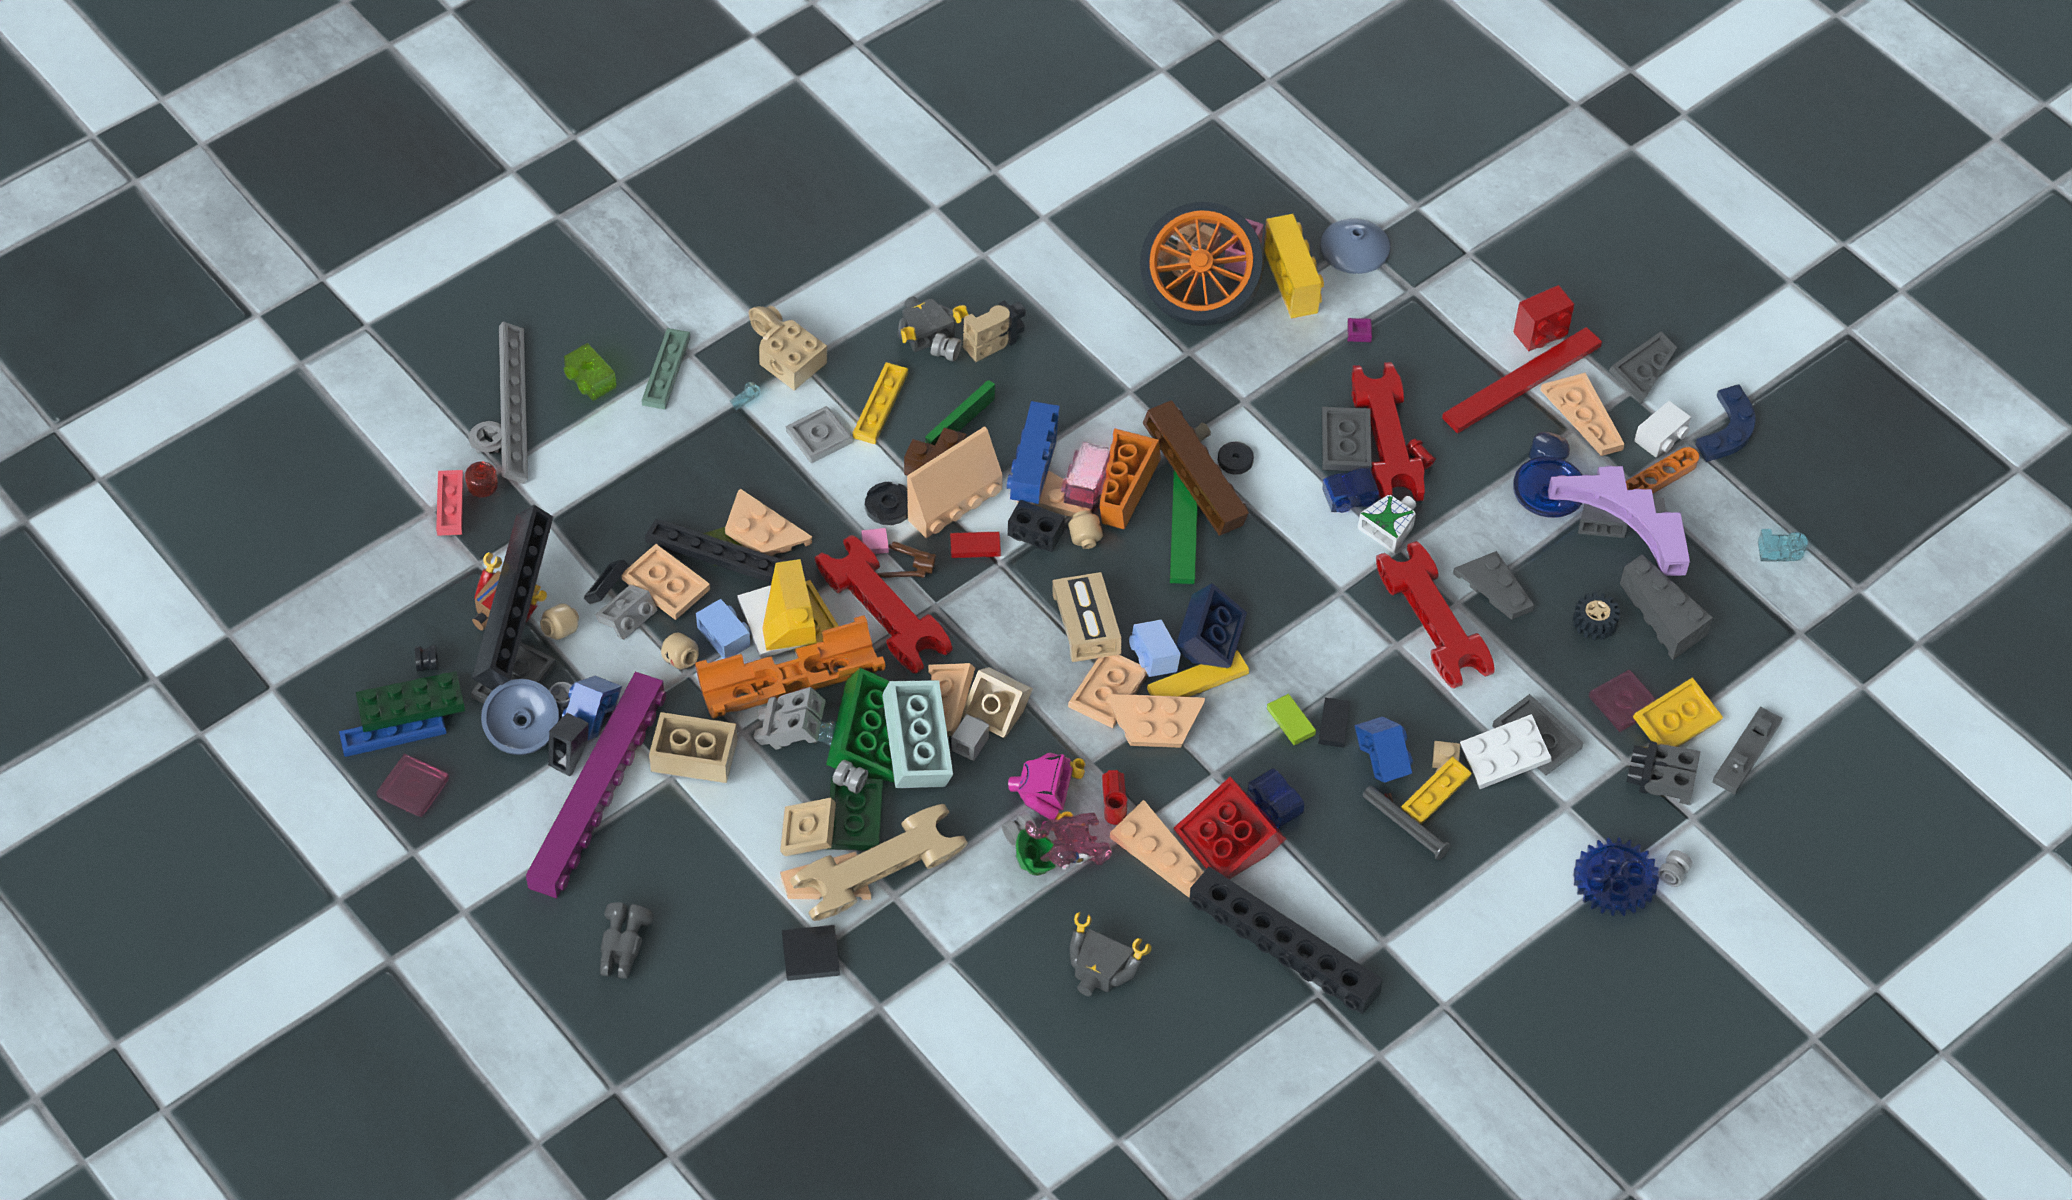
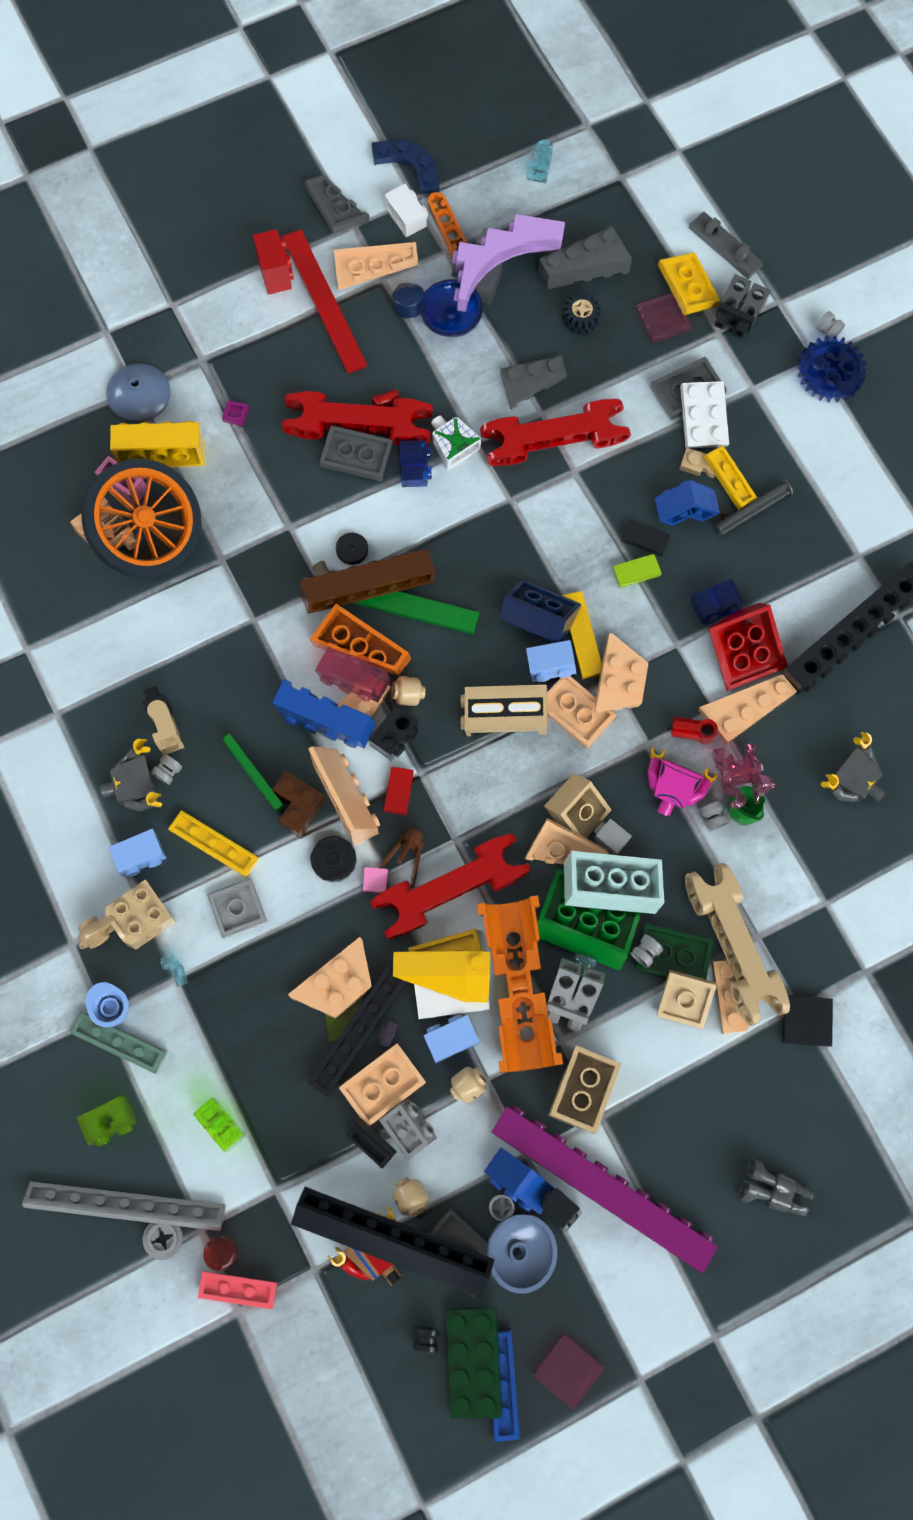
camera: 80 degrees left, 20 degrees up
(601, 456) = (219, 1124): none -> clear neon green brick
(698, 346) = (106, 1004): none -> light blue piece
(717, 576) = (387, 1034): none -> clear purple plate
(855, 342) = (137, 853): none -> light blue brick

